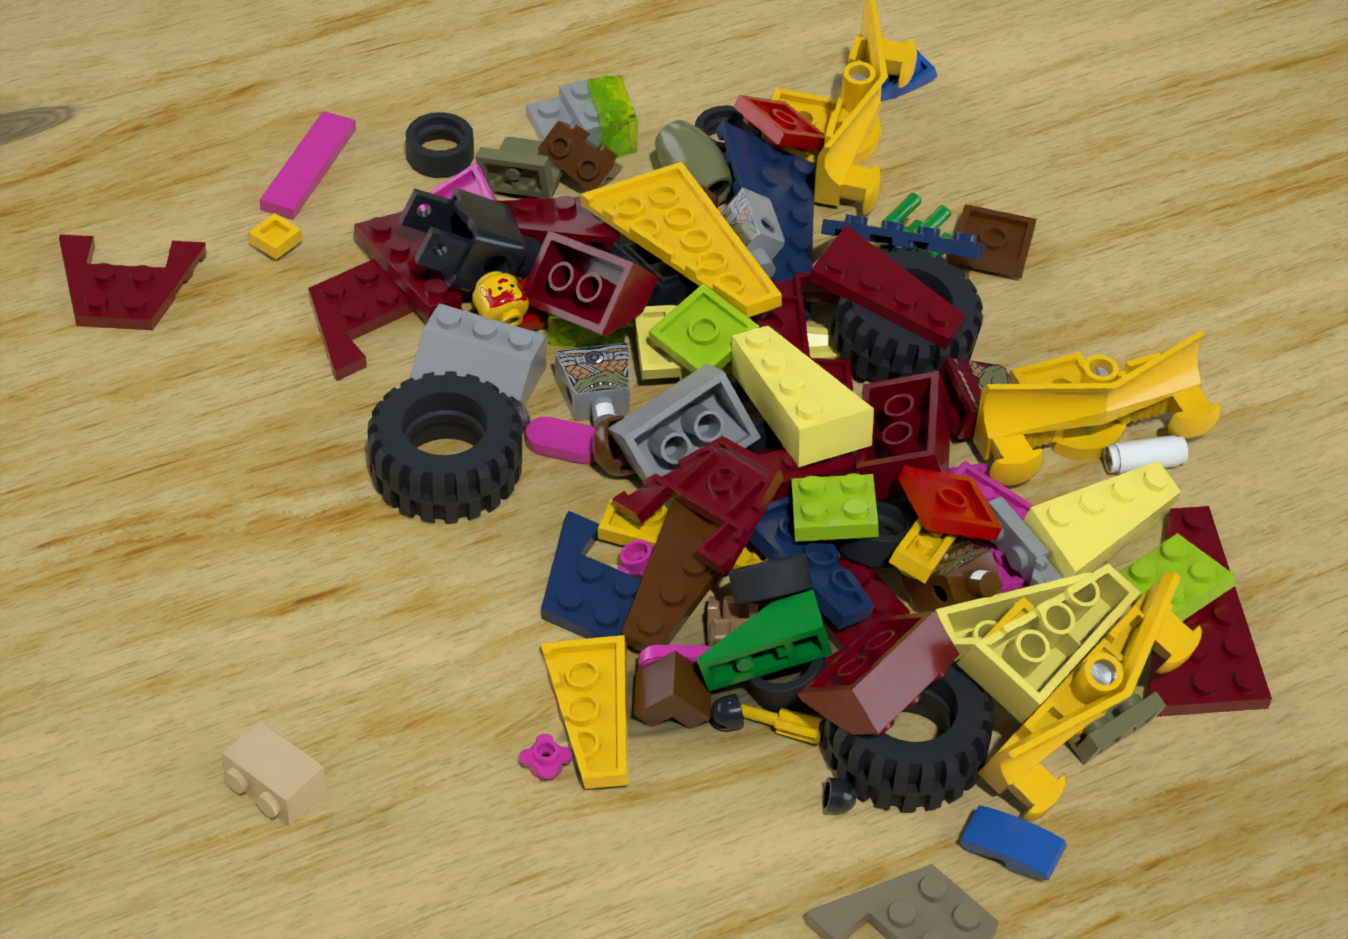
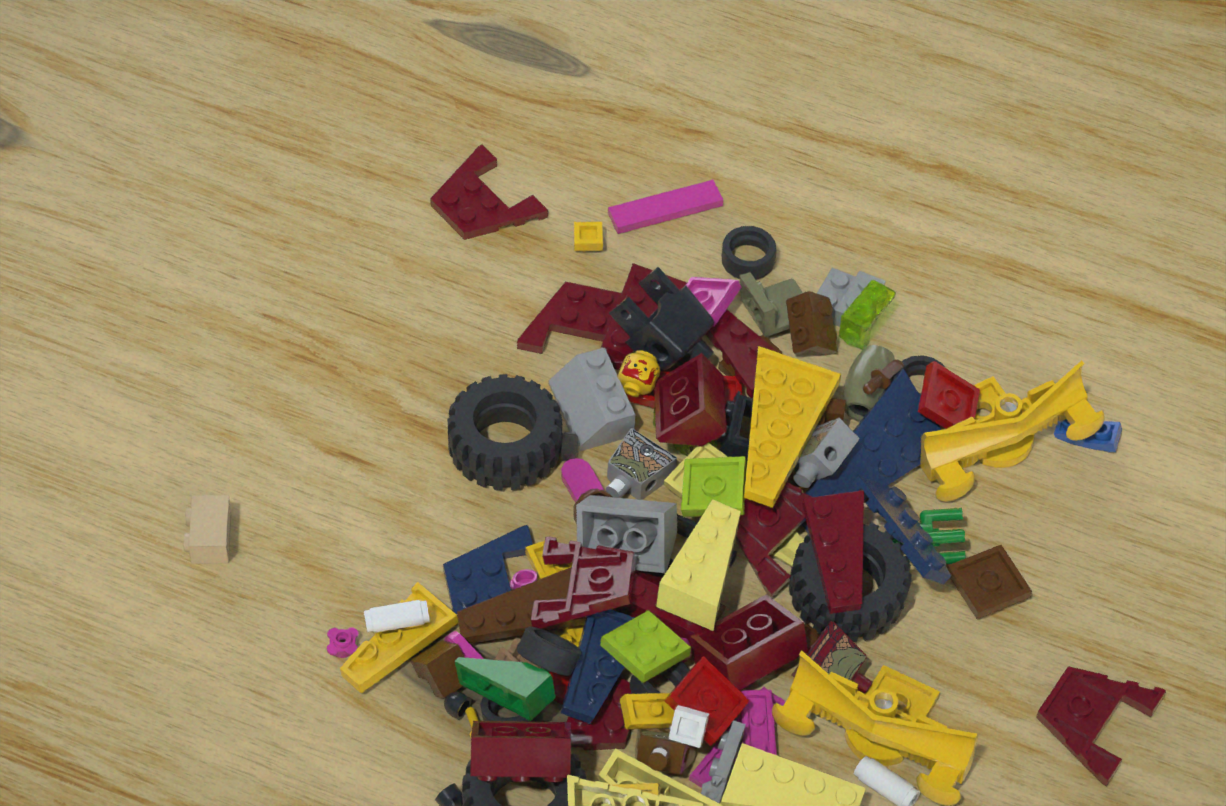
camera: 50 degrees right, 5 degrees up
(576, 682) = (396, 616): none -> white piece
(715, 142) = (881, 378): none -> reddish brown piece
(977, 530) = (688, 726): none -> white plate
(1194, 279) = (1081, 709): none -> dark red wing

